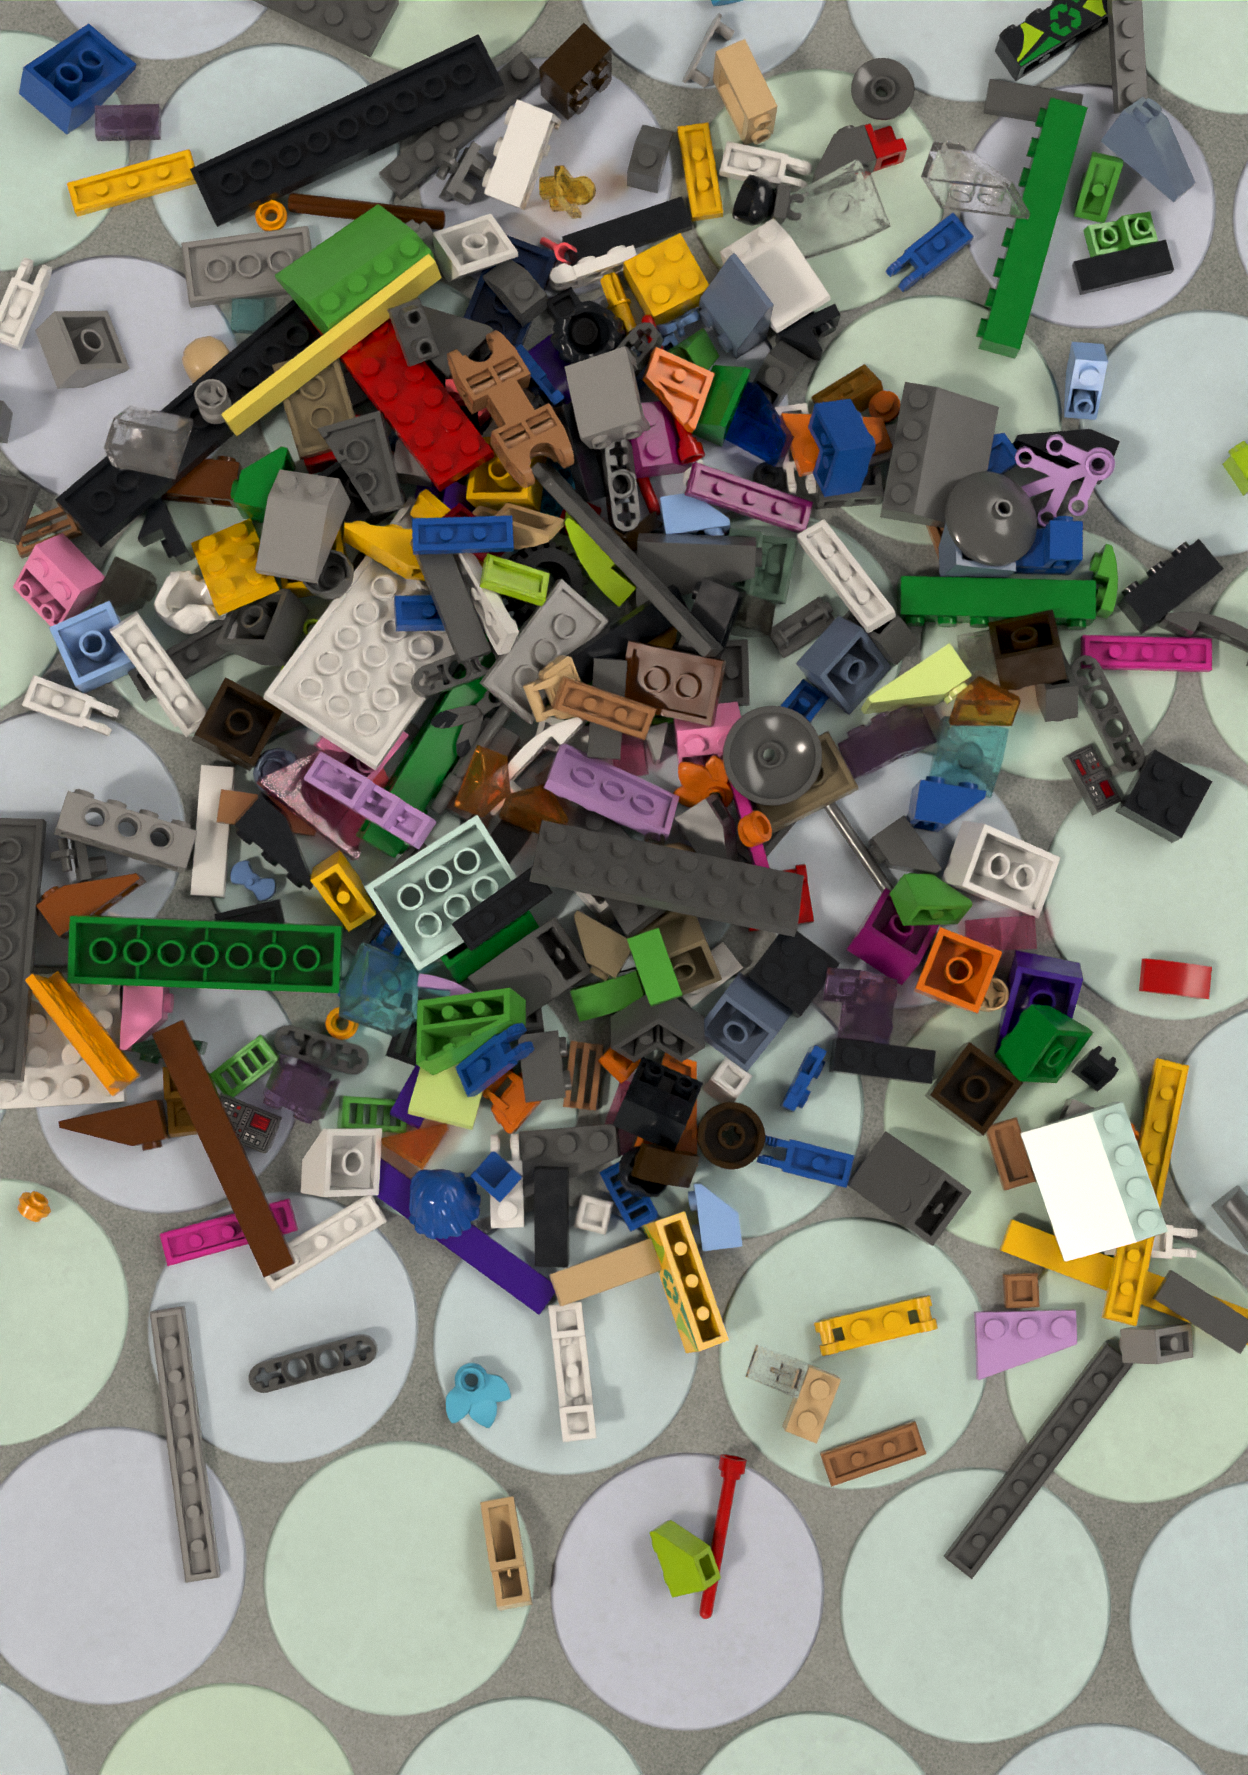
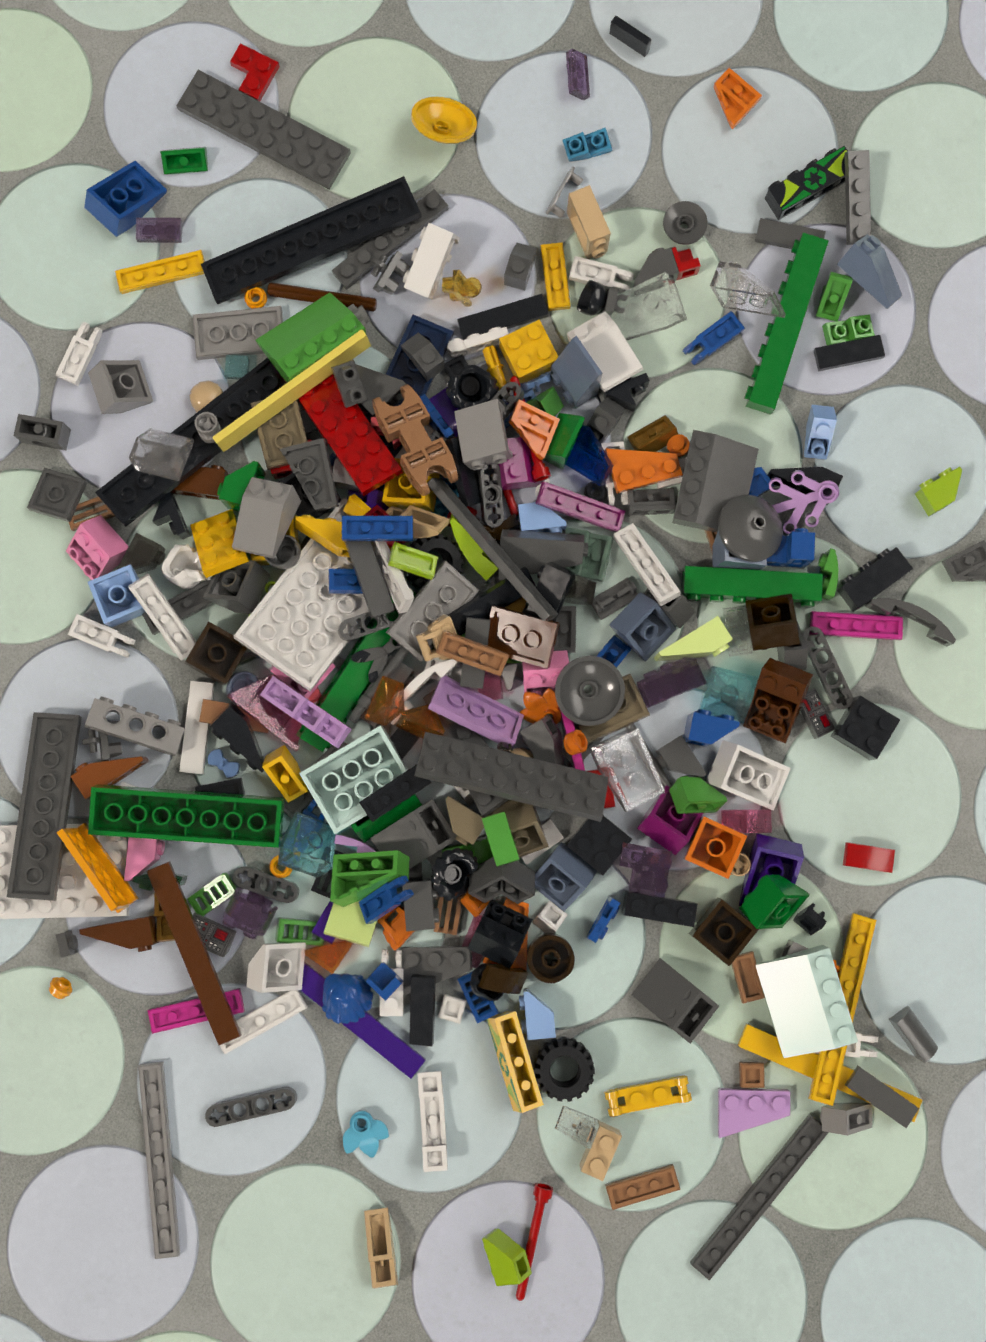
camera: 10 degrees right, 0 degrees up
(40, 1143) = (67, 943): none -> dark grey plate
(160, 21) = (184, 160): none -> green slope
(471, 247) = (393, 324): white slope -> none
(559, 249) = (454, 328): coral hand -> none
(576, 72) = (471, 204): dark brown brick -> none
(588, 1018) = (453, 872): none -> black hair
(605, 1272) = (458, 1051): tan slope -> none
(780, 1308) = (564, 1089): none -> black tyre
(810, 1161) = (606, 977): blue hinge -> none
(832, 864) = (629, 768): none -> clear slope
(843, 447) = (647, 473): blue brick -> none
(984, 705) = (741, 659): clear orange slope -> none
(1038, 760) = (777, 699): none -> reddish brown slope

